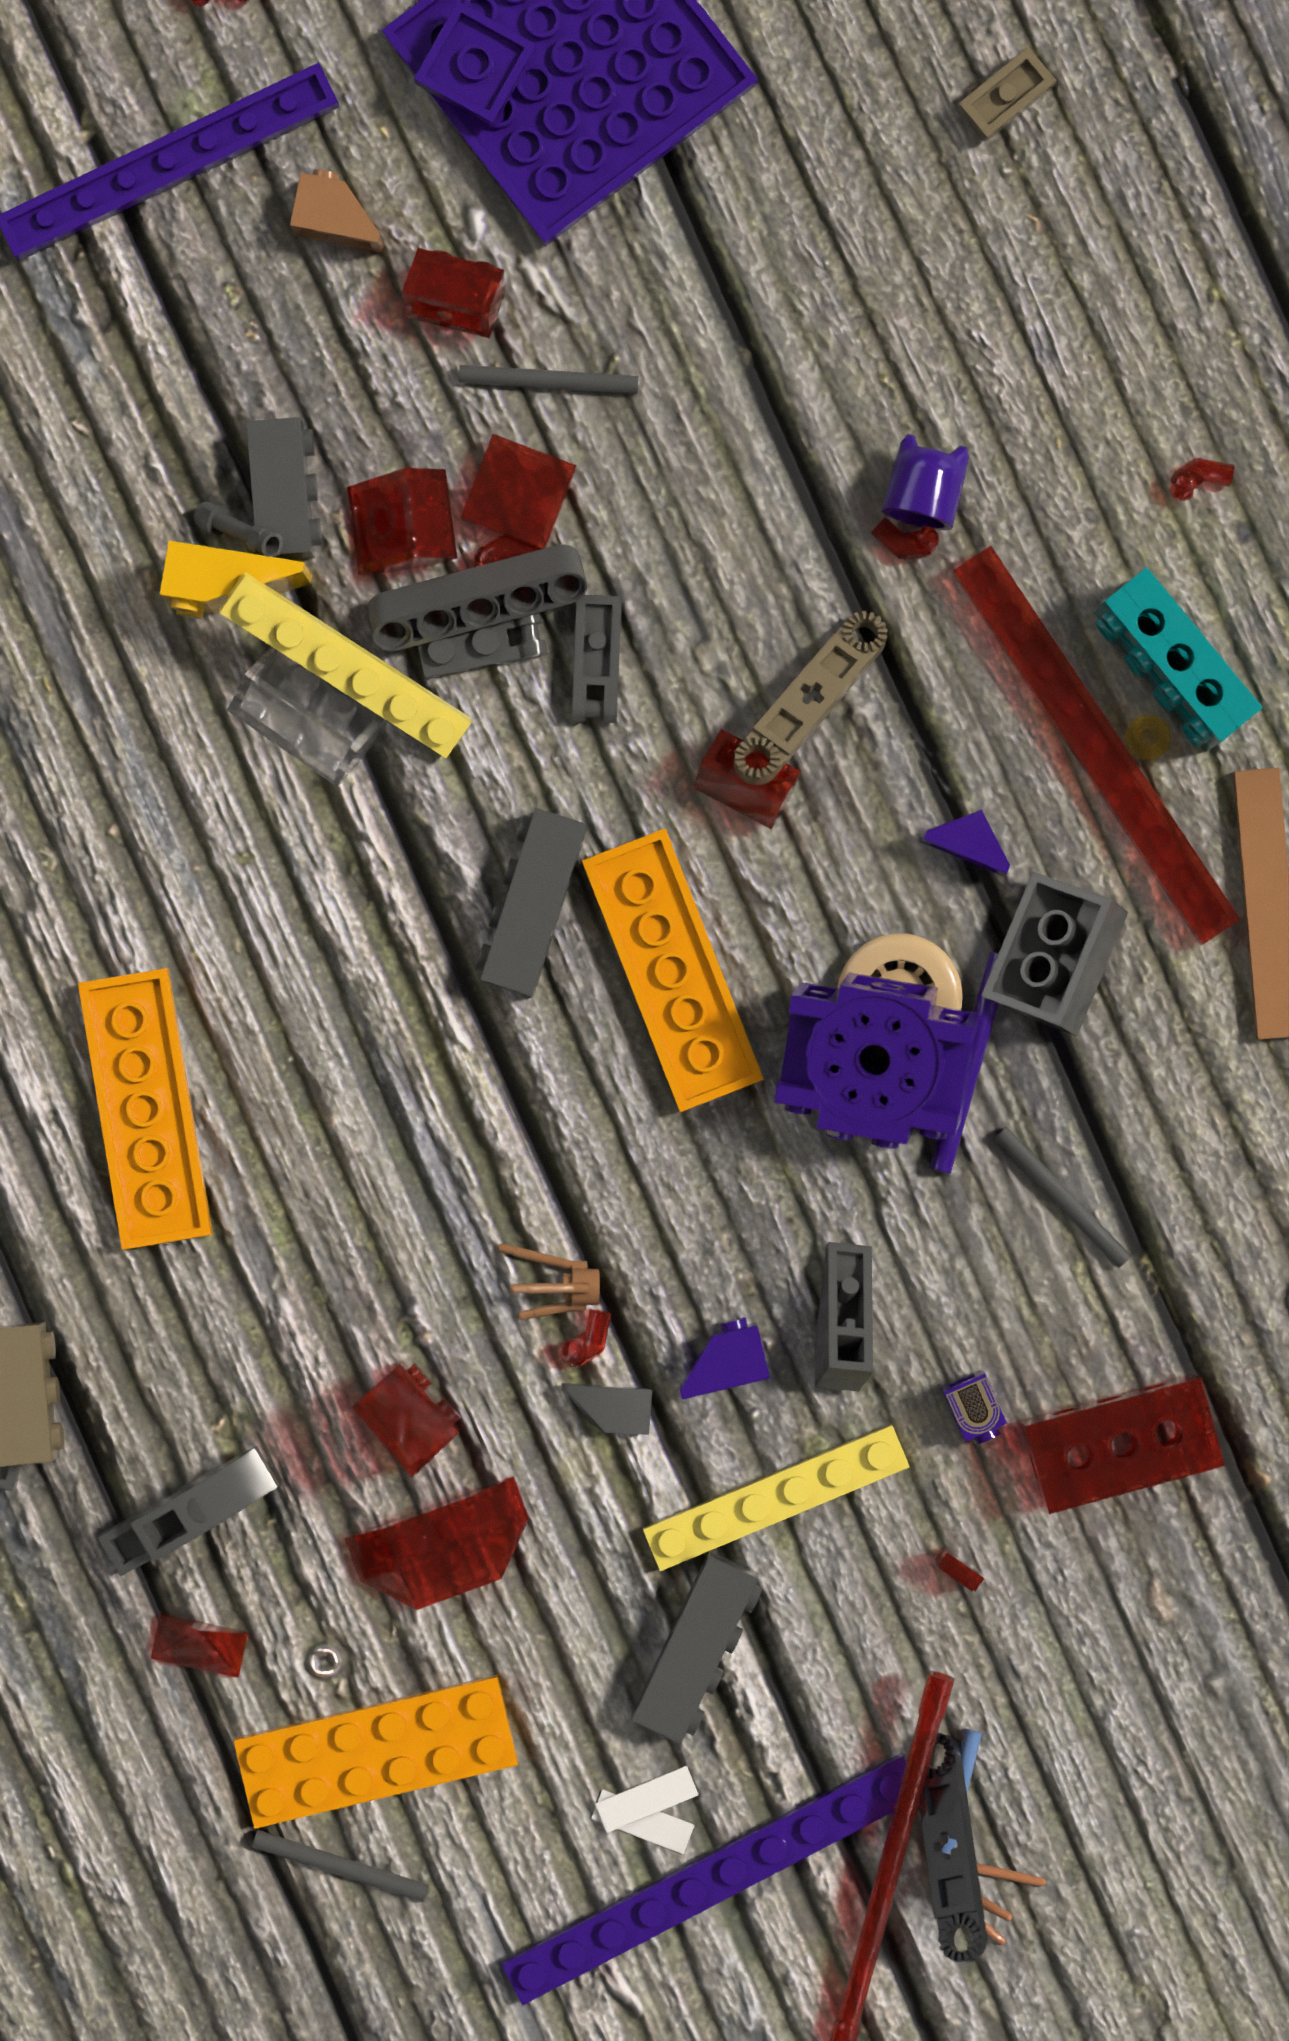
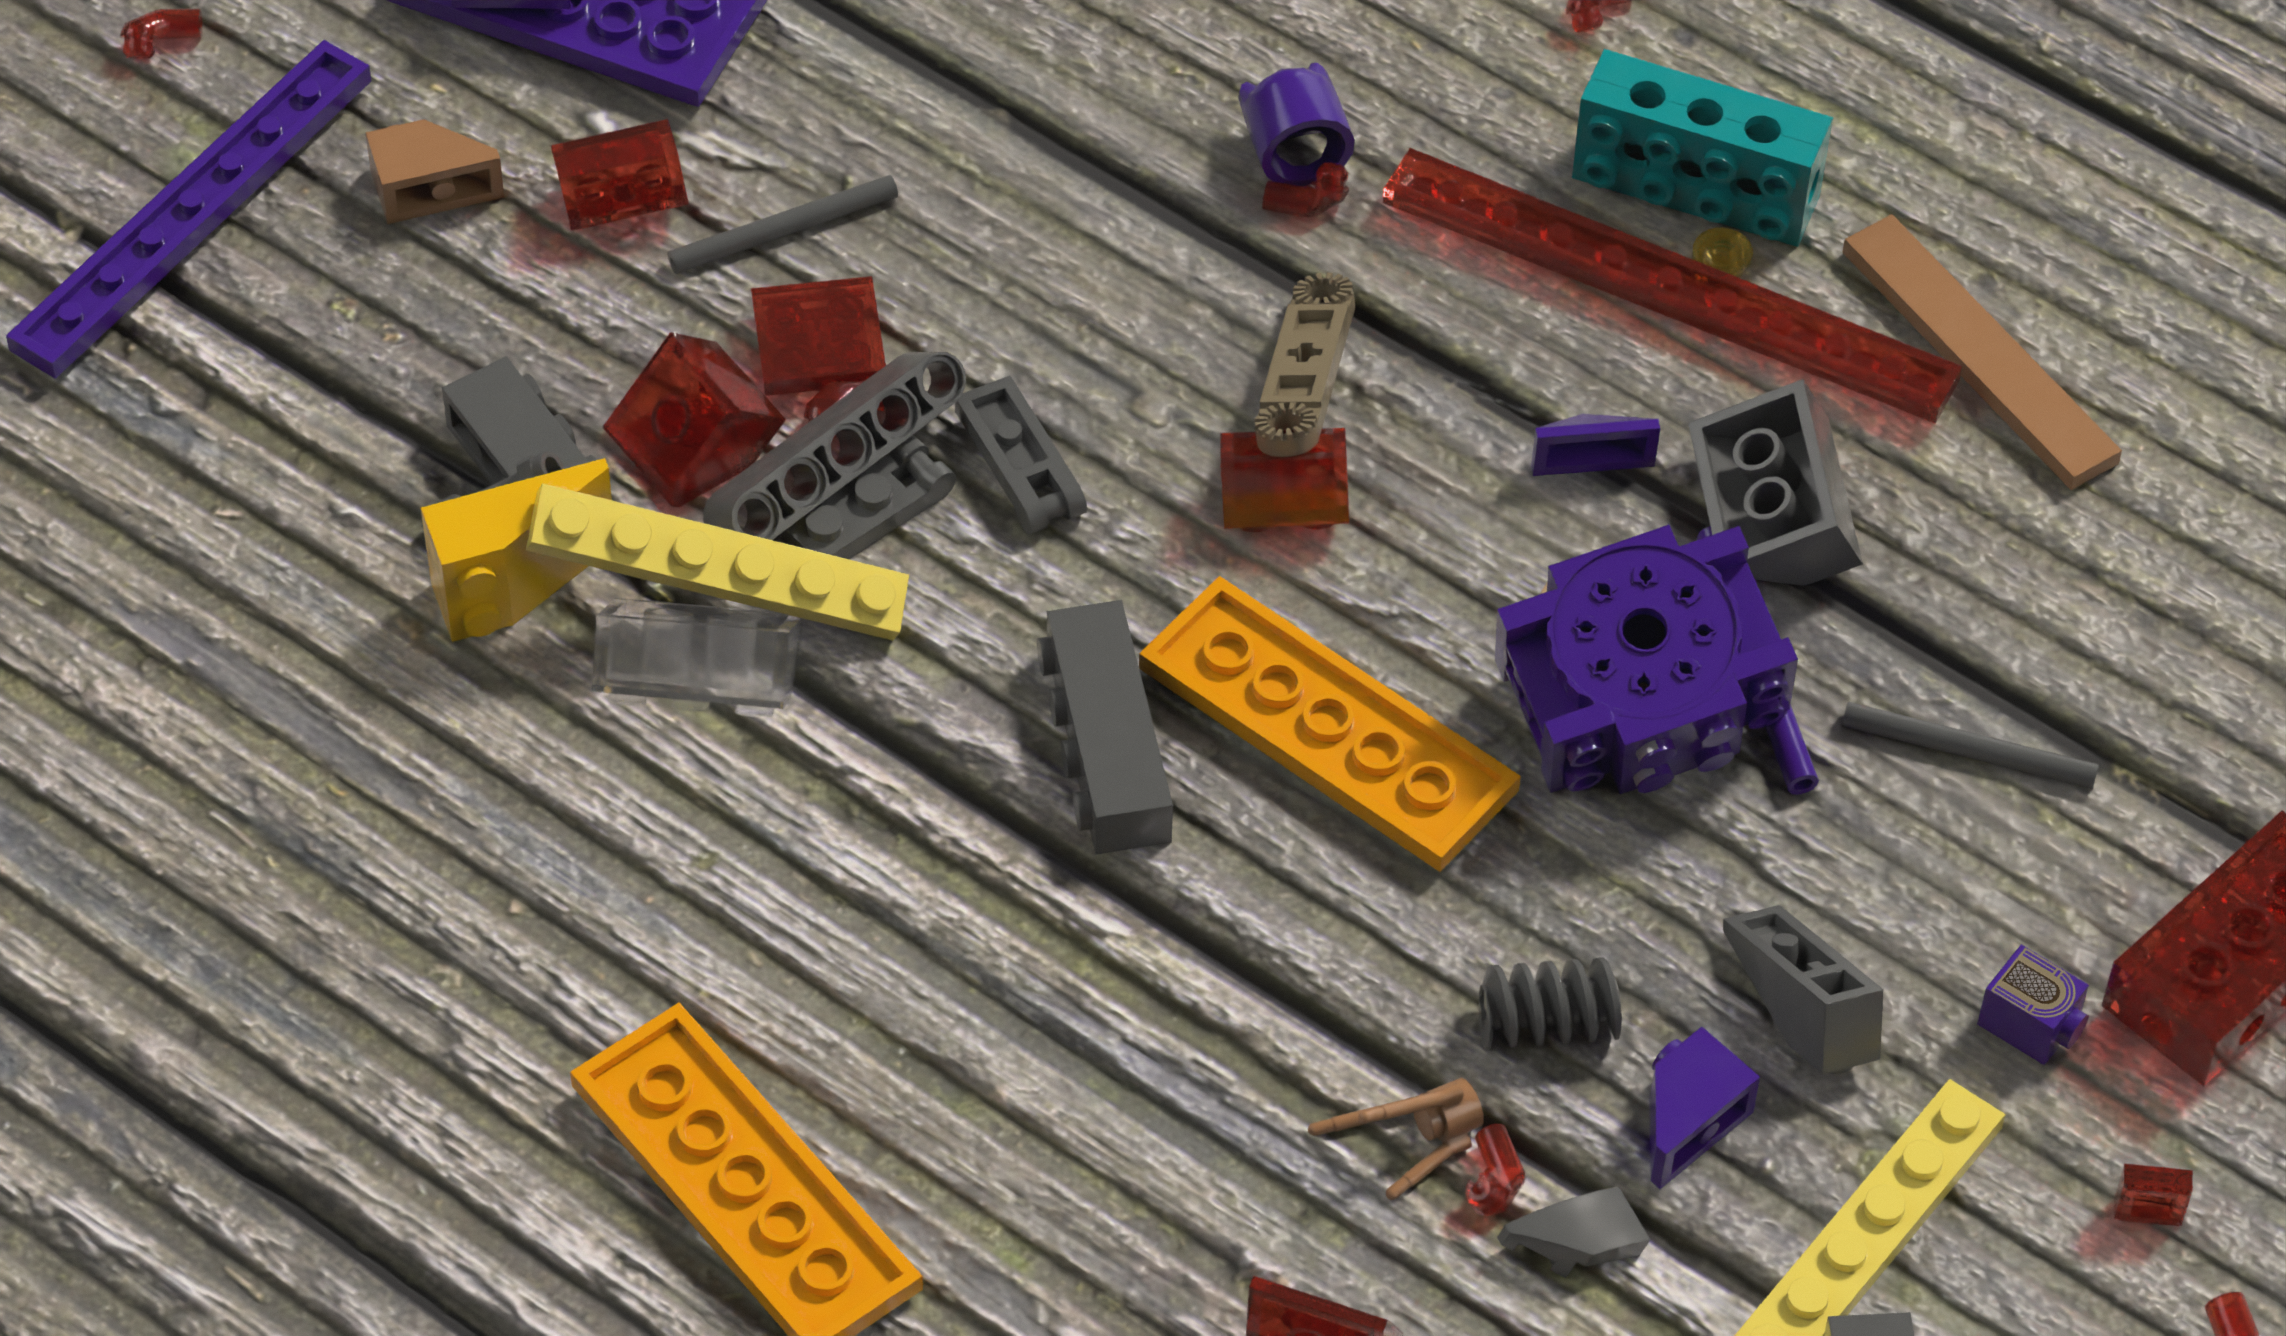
camera: 30 degrees left, 35 degrees down
(682, 1249) = (1549, 1001): none -> dark grey piece

